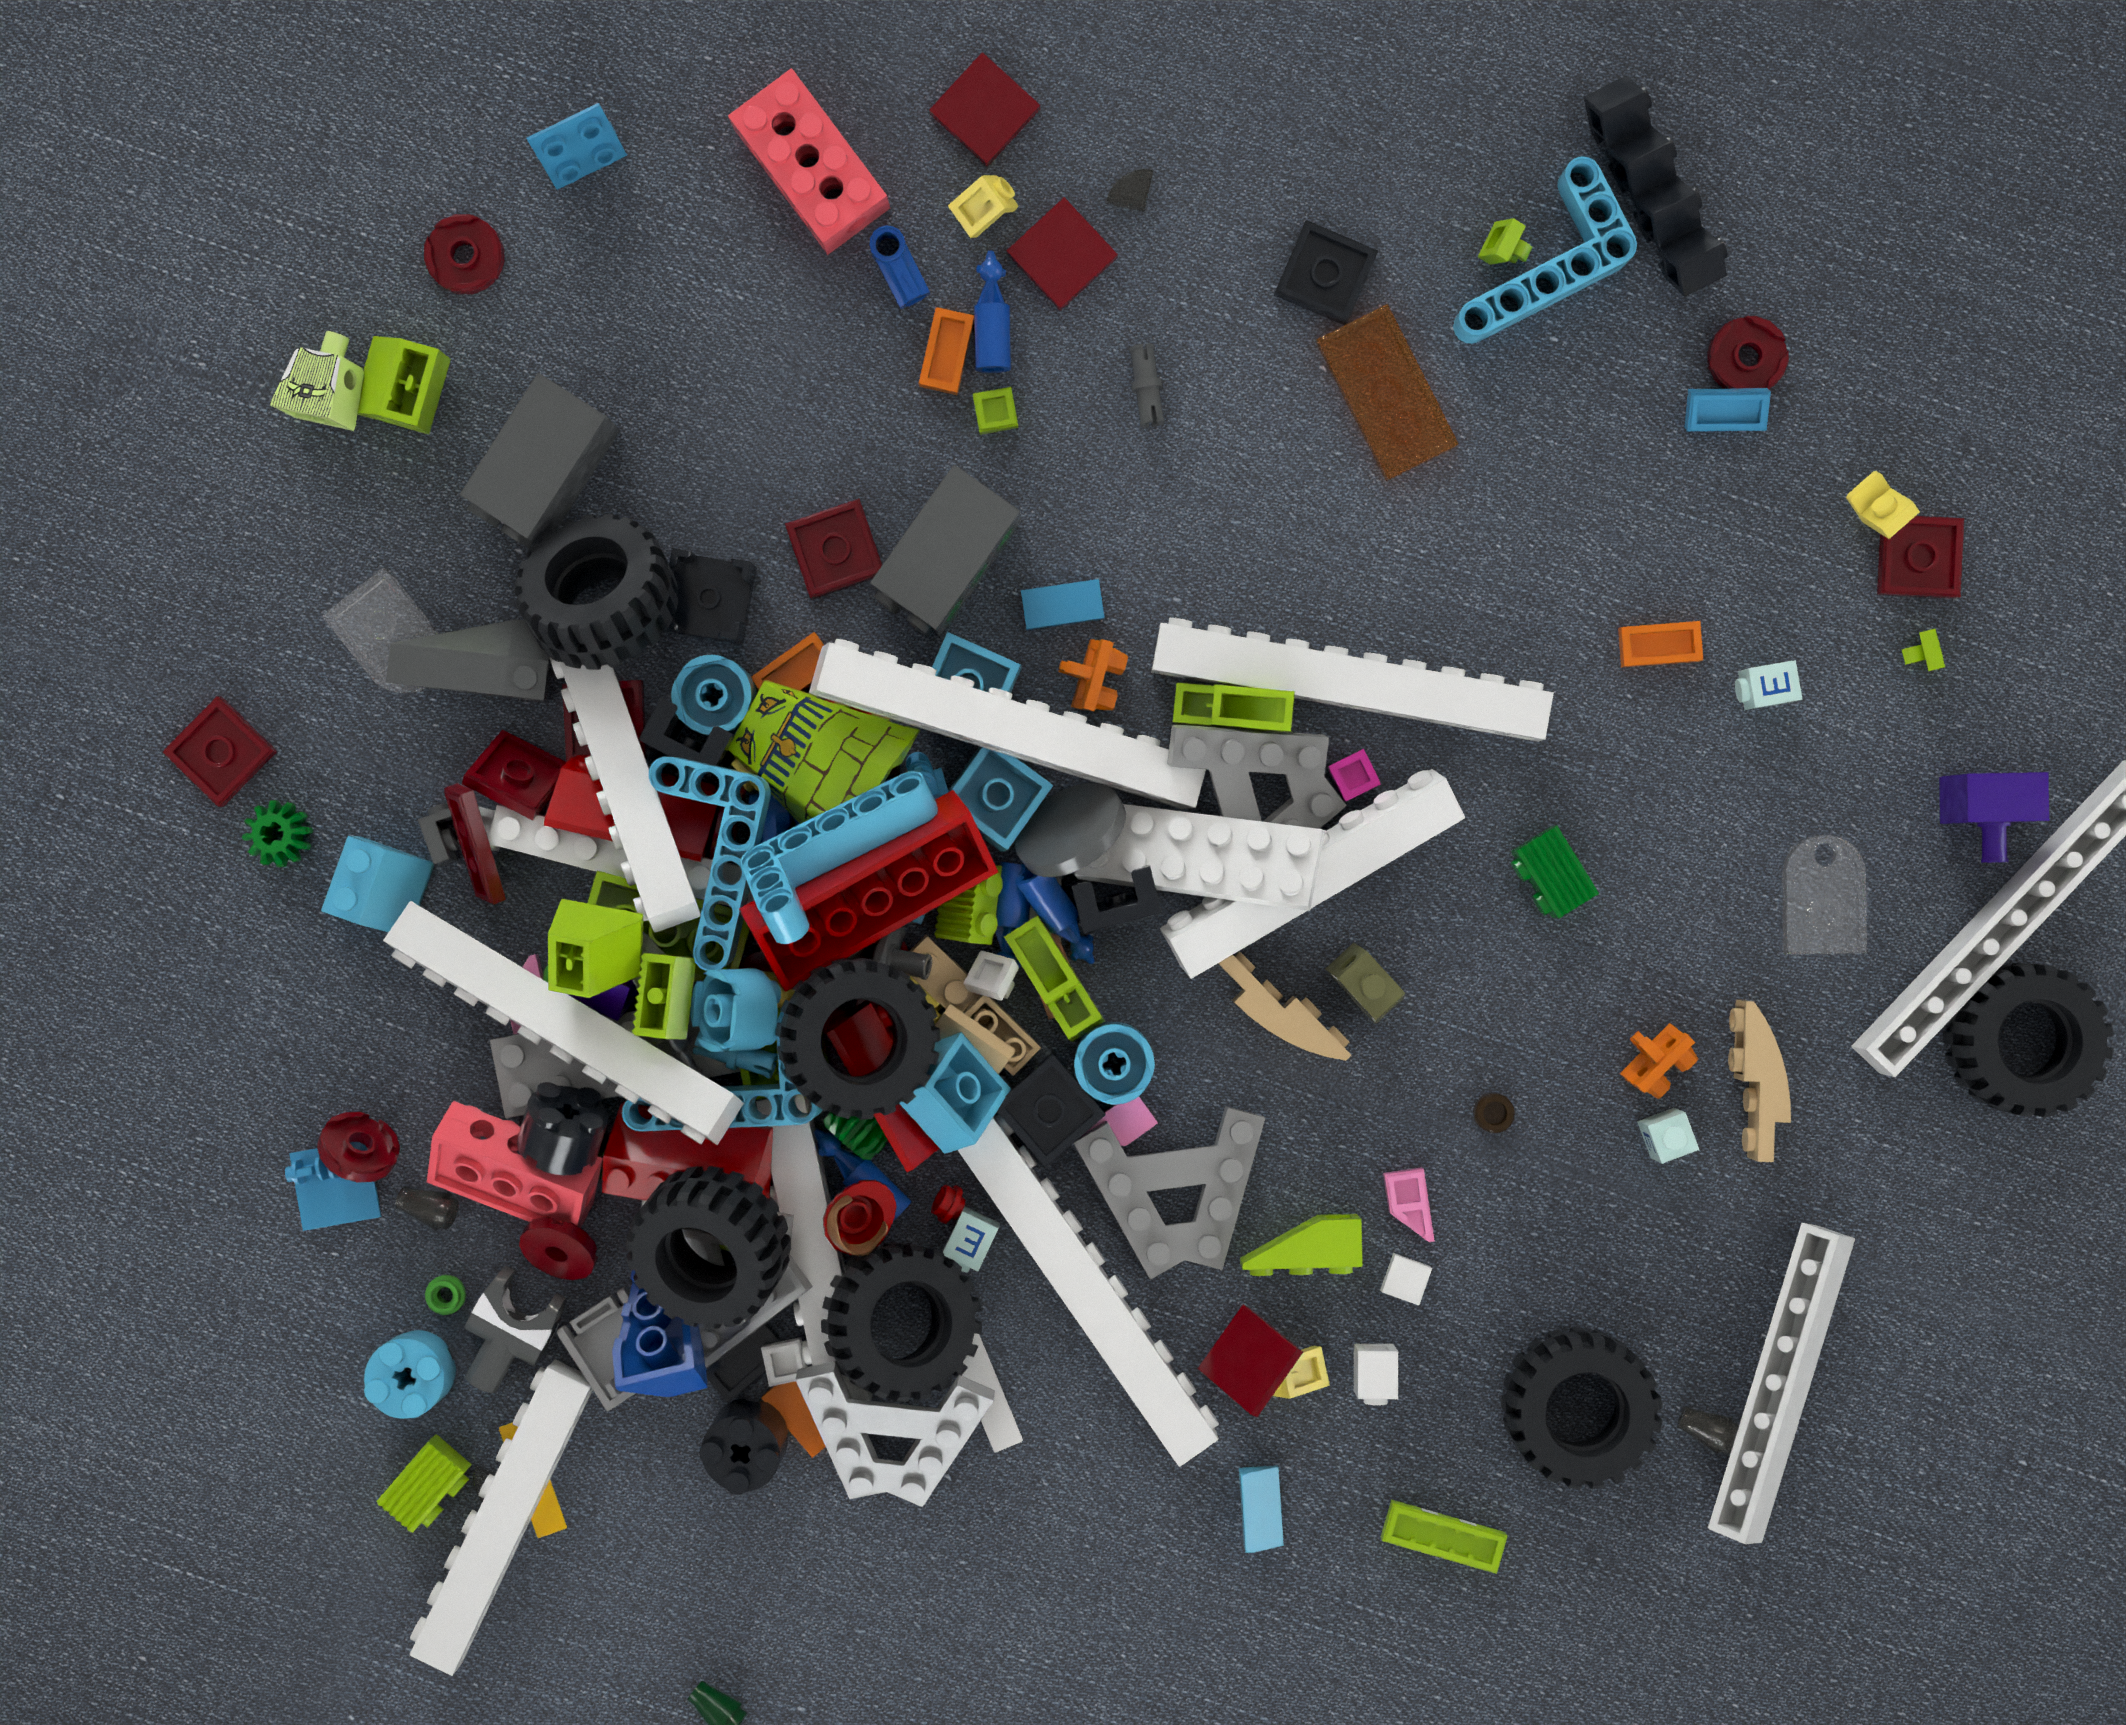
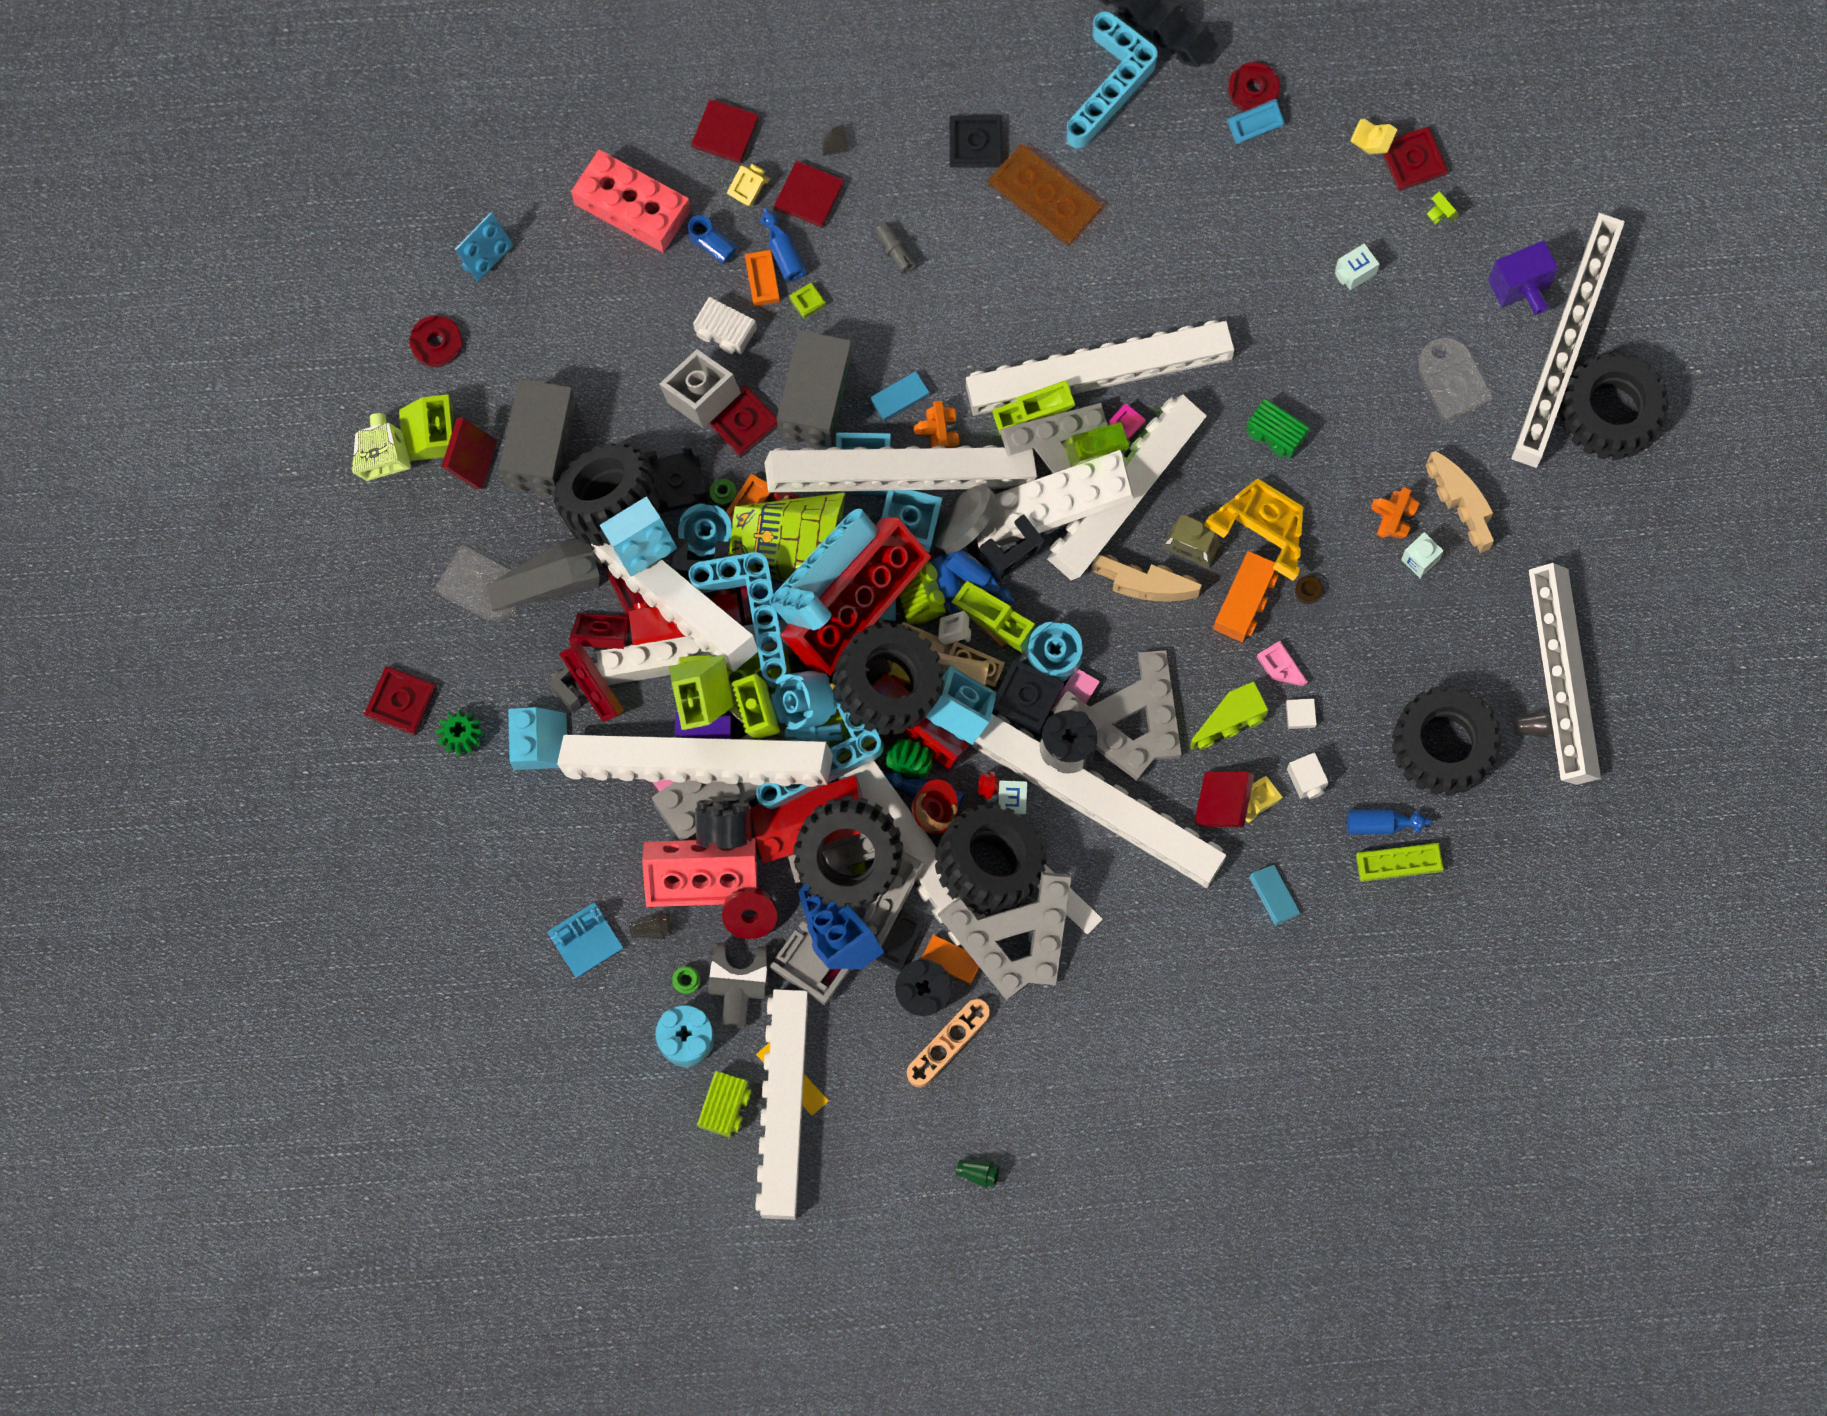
camera: 20 degrees left, 15 degrees down
(354, 1164) = (592, 903): dark red tile -> none
(438, 444) = (469, 453): none -> dark red tile
(603, 682) = (638, 536): none -> medium azure brick
(748, 1517) = (944, 1039): none -> light nougat beam
(777, 646) = (726, 498): none -> bright green plate
(783, 1361) = (926, 927): white tile -> none
(790, 483) = (700, 388): none -> light grey brick
(864, 403) = (724, 326): none -> white brick
(1087, 1225) = (1054, 742): none -> black brick
(1294, 803) = (1095, 443): none -> clear neon green brick
(1405, 1091) = (1246, 597): none -> orange brick
(1446, 1474) = (1382, 822): none -> blue wheel
(1487, 995) = (1270, 516): none -> yellow wing
(1505, 243) = (1077, 81): lime tile -> none
(1660, 644) = (1280, 271): orange tile -> none

